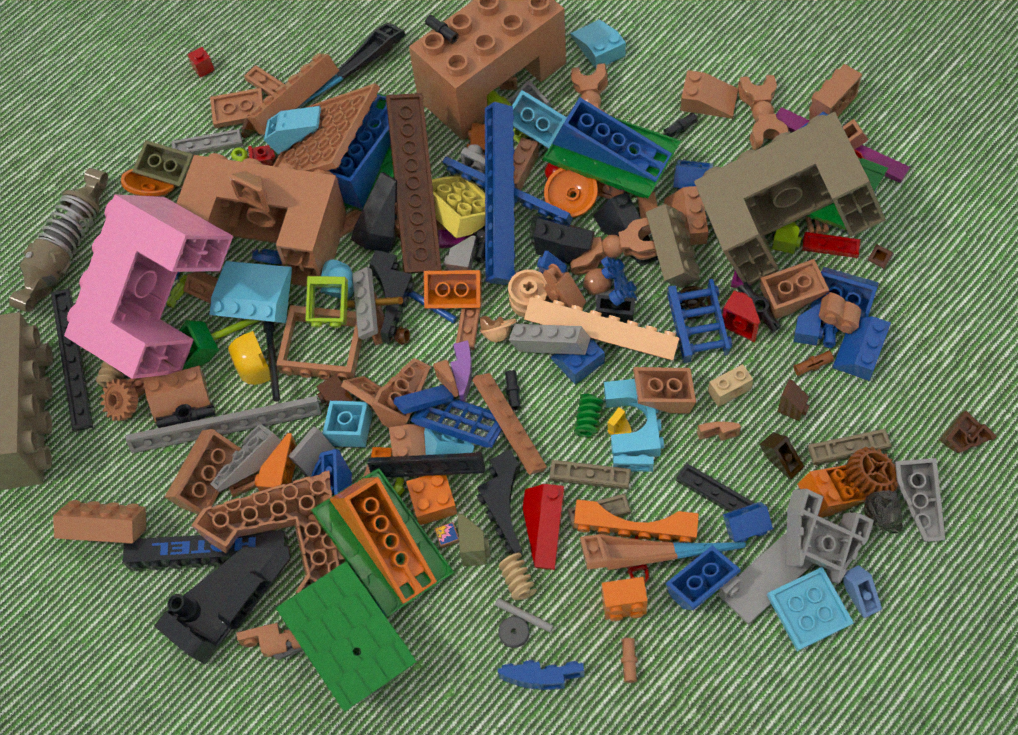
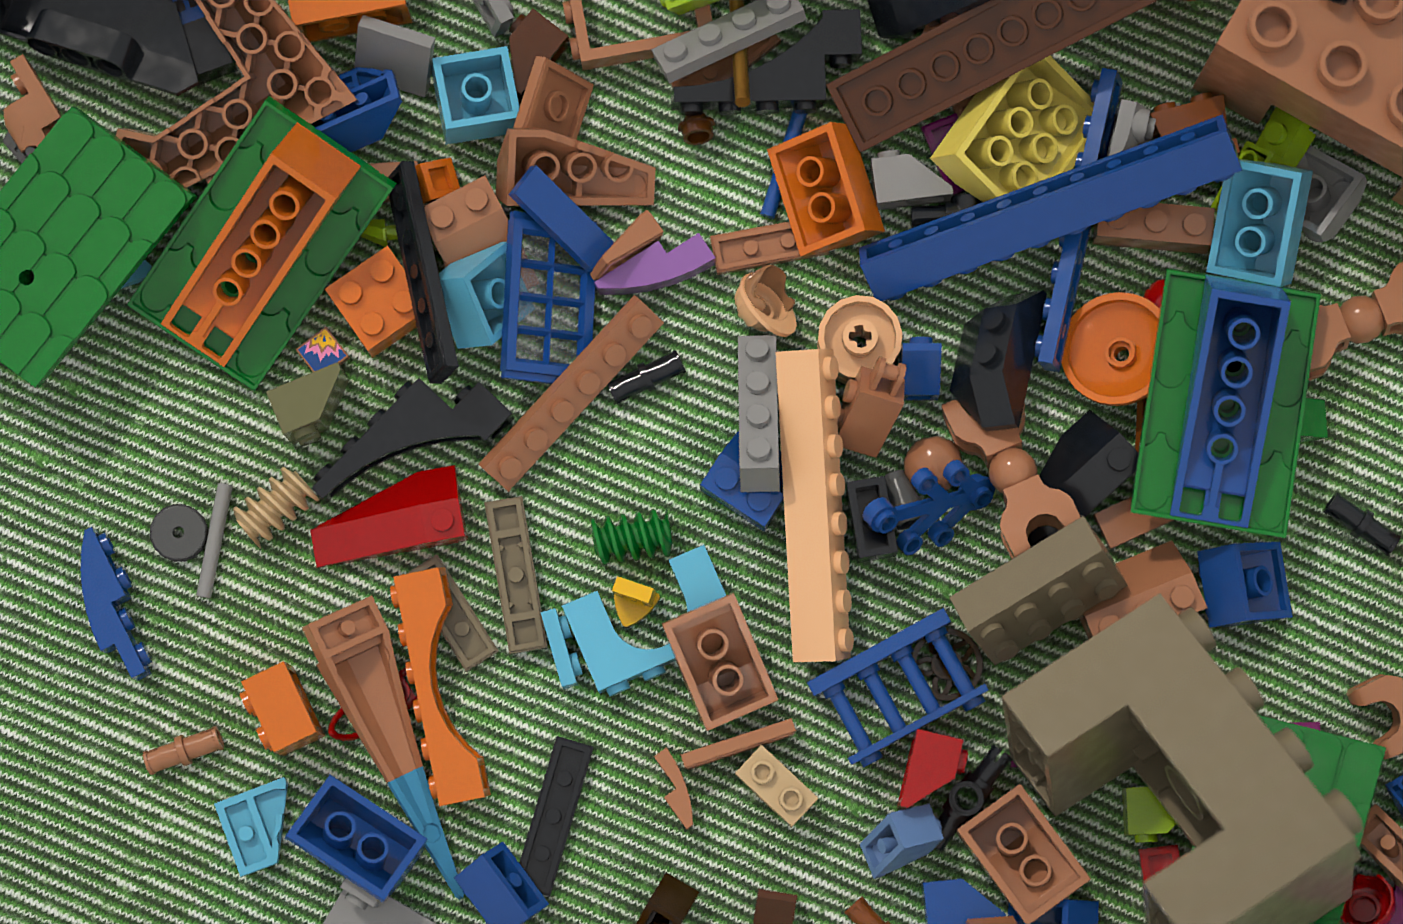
camera: 70 degrees right, 20 degrees up
(679, 635) = (255, 825): none -> medium azure wing
(704, 395) = (738, 744): none -> nougat tile
(772, 338) = (901, 839): none -> medium blue slope

